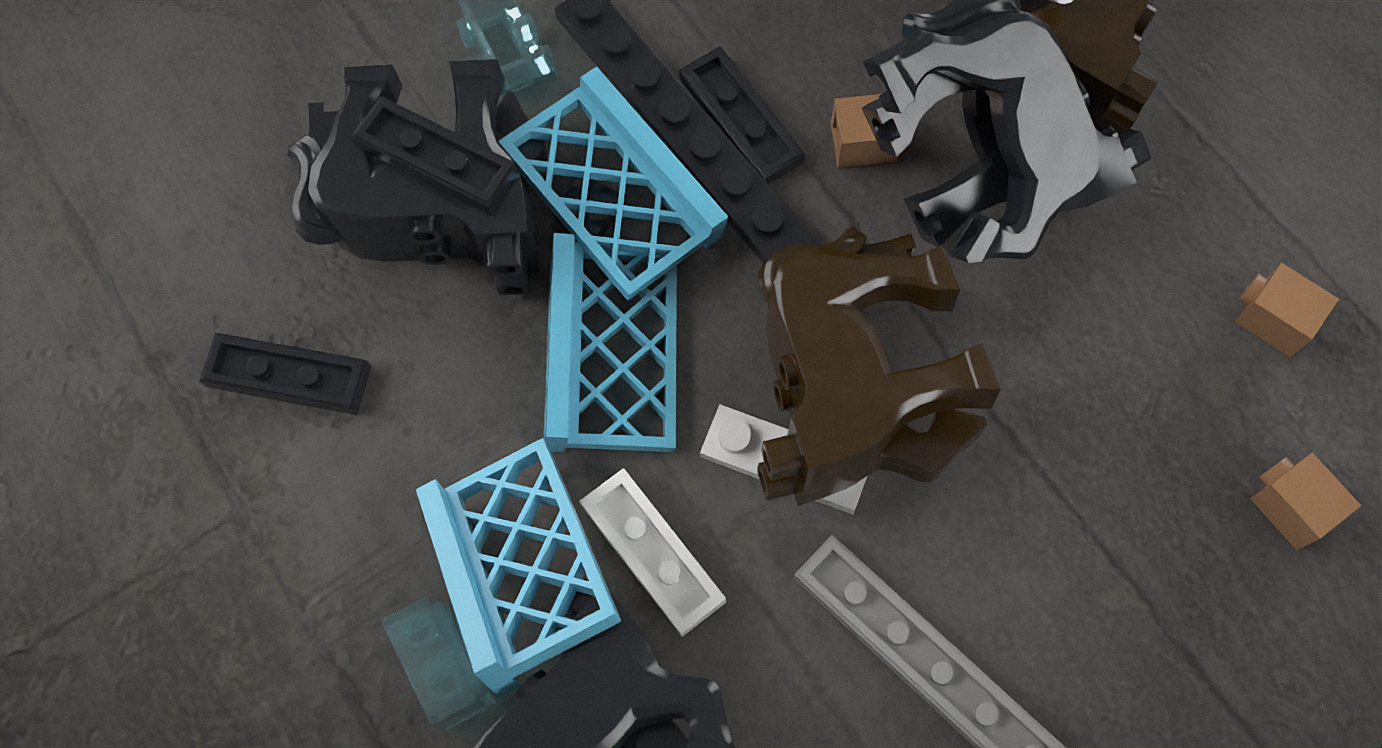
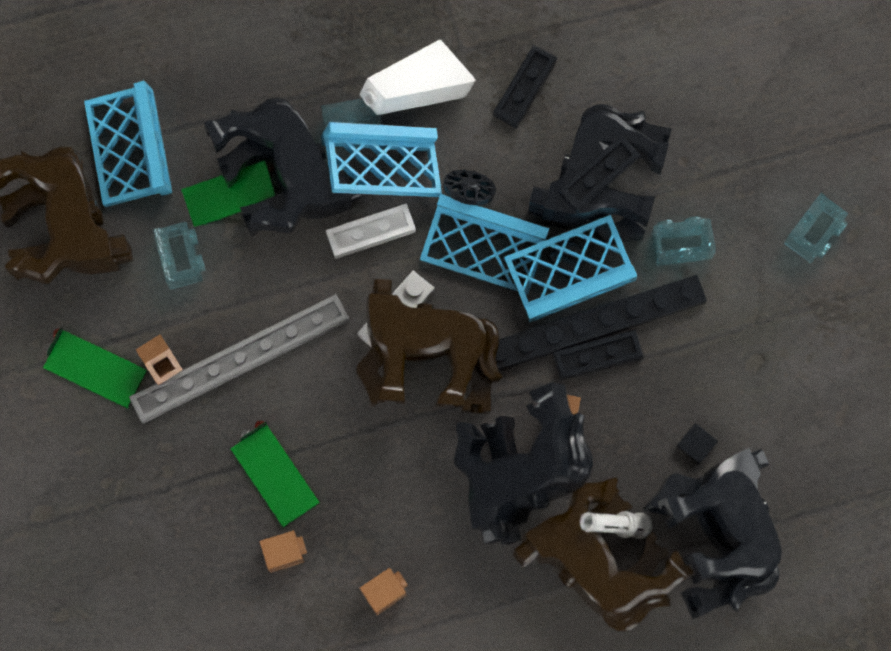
camera: 105 degrees right, 5 degrees up
(328, 551) = (417, 81): none -> white slope
(514, 398) = (469, 187): none -> black wheel
(1166, 574) = (274, 474): none -> green piece

